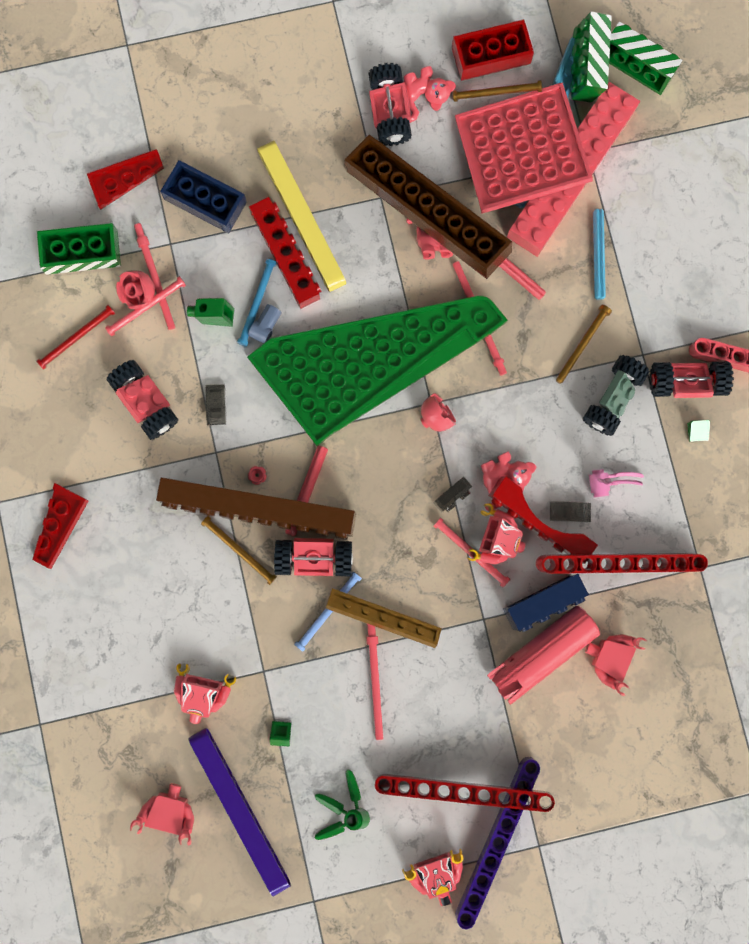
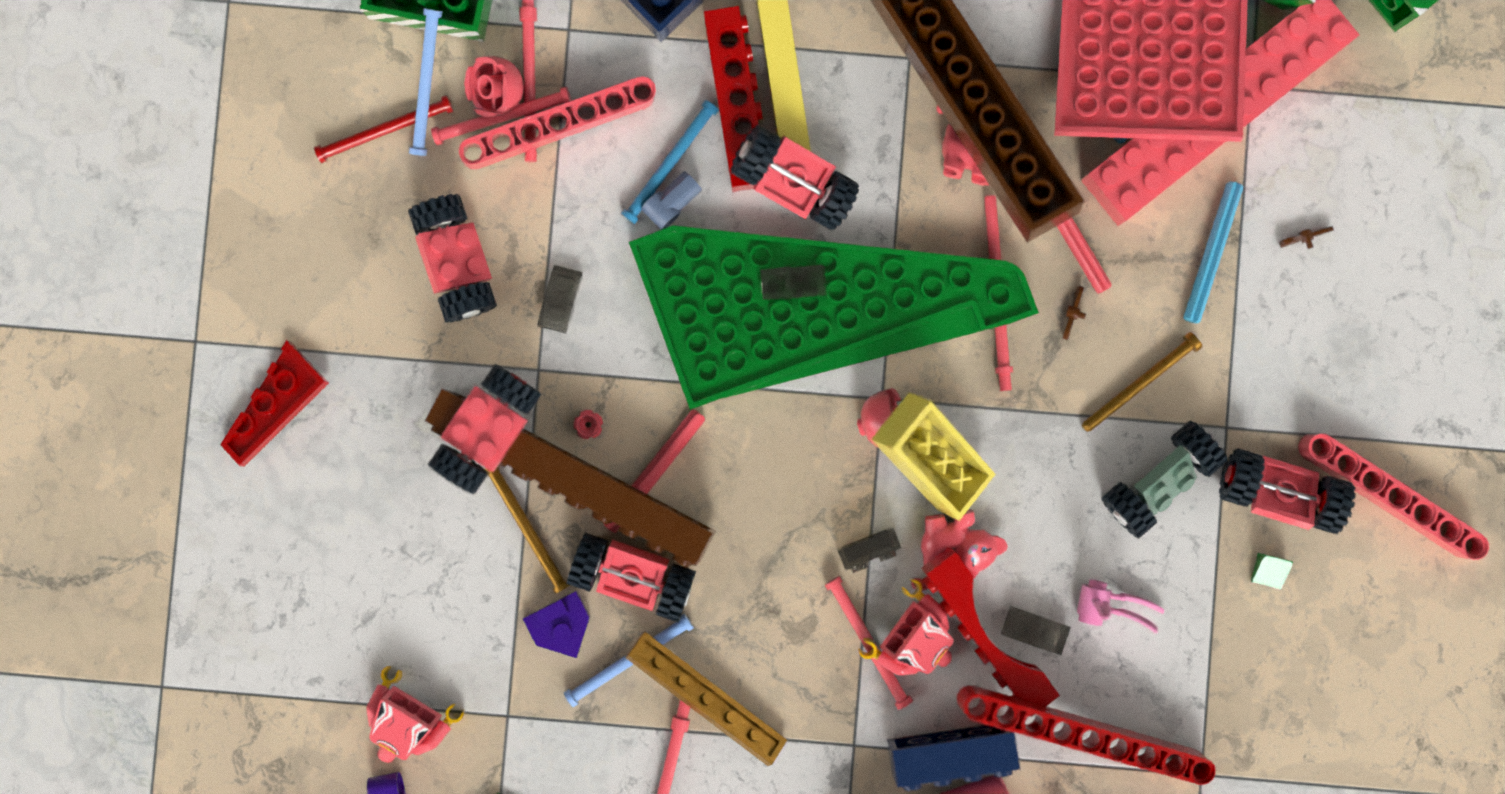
camera: 25 degrees right, 5 degrees up
(93, 299) = (425, 82): none -> light blue bar
(178, 307) = (546, 133): none -> coral beam
(194, 492) = (483, 429): none -> plate
(212, 312) = (597, 157): green torso -> none
(278, 603) = (560, 625): none -> dark purple plate
(335, 285) = (794, 177): none -> plate
(355, 348) = (793, 282): none -> clear smoke slope
(473, 423) = (933, 456): none -> light yellow brick
(528, 315) = (1073, 312): none -> reddish brown piece
(650, 228) = (1305, 237): none -> reddish brown piece

